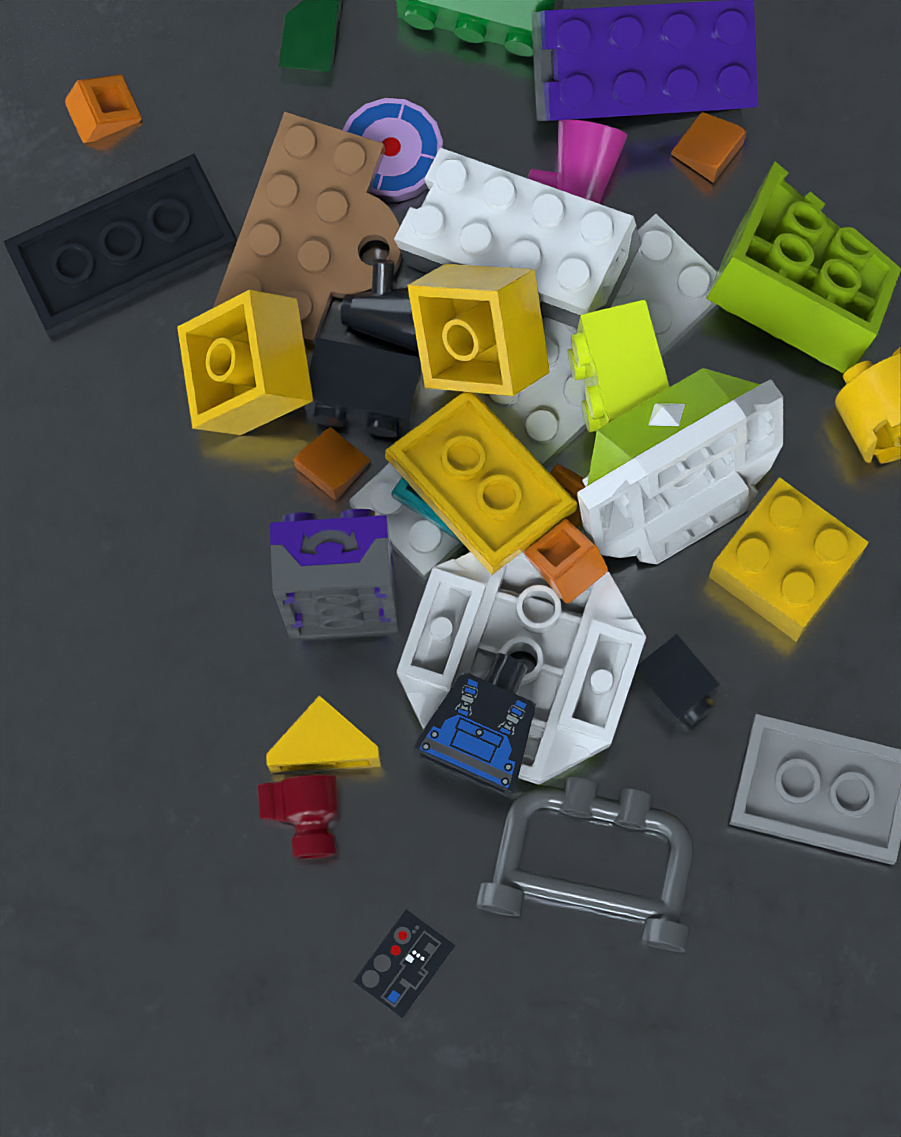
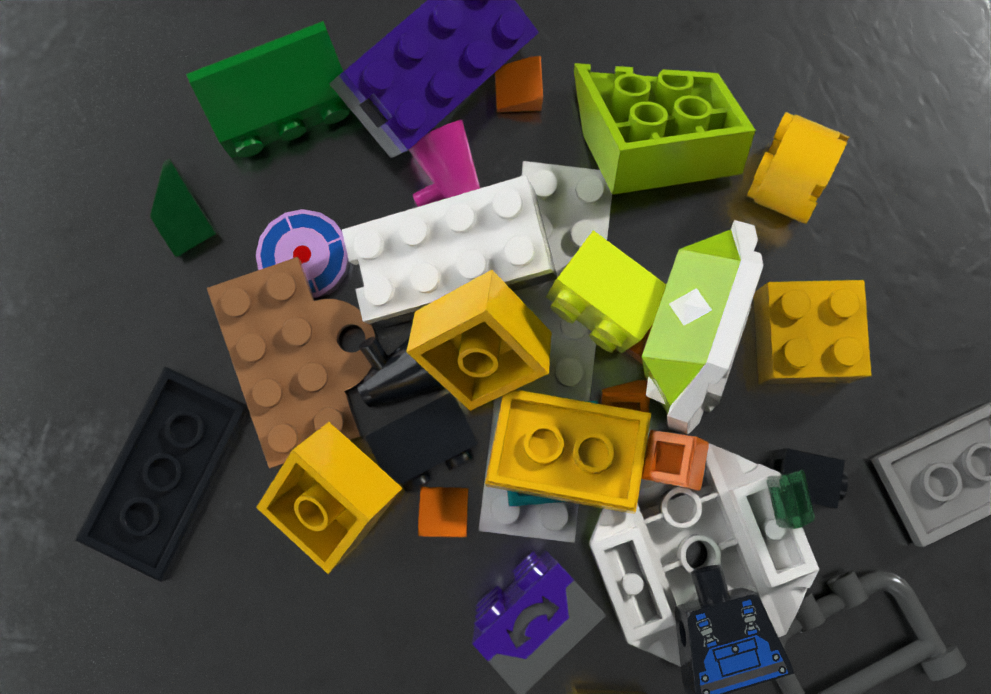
camera: 45 degrees left, 5 degrees up
(101, 107) = (69, 383): orange slope -> none
(636, 660) = (790, 499): none -> clear green slope

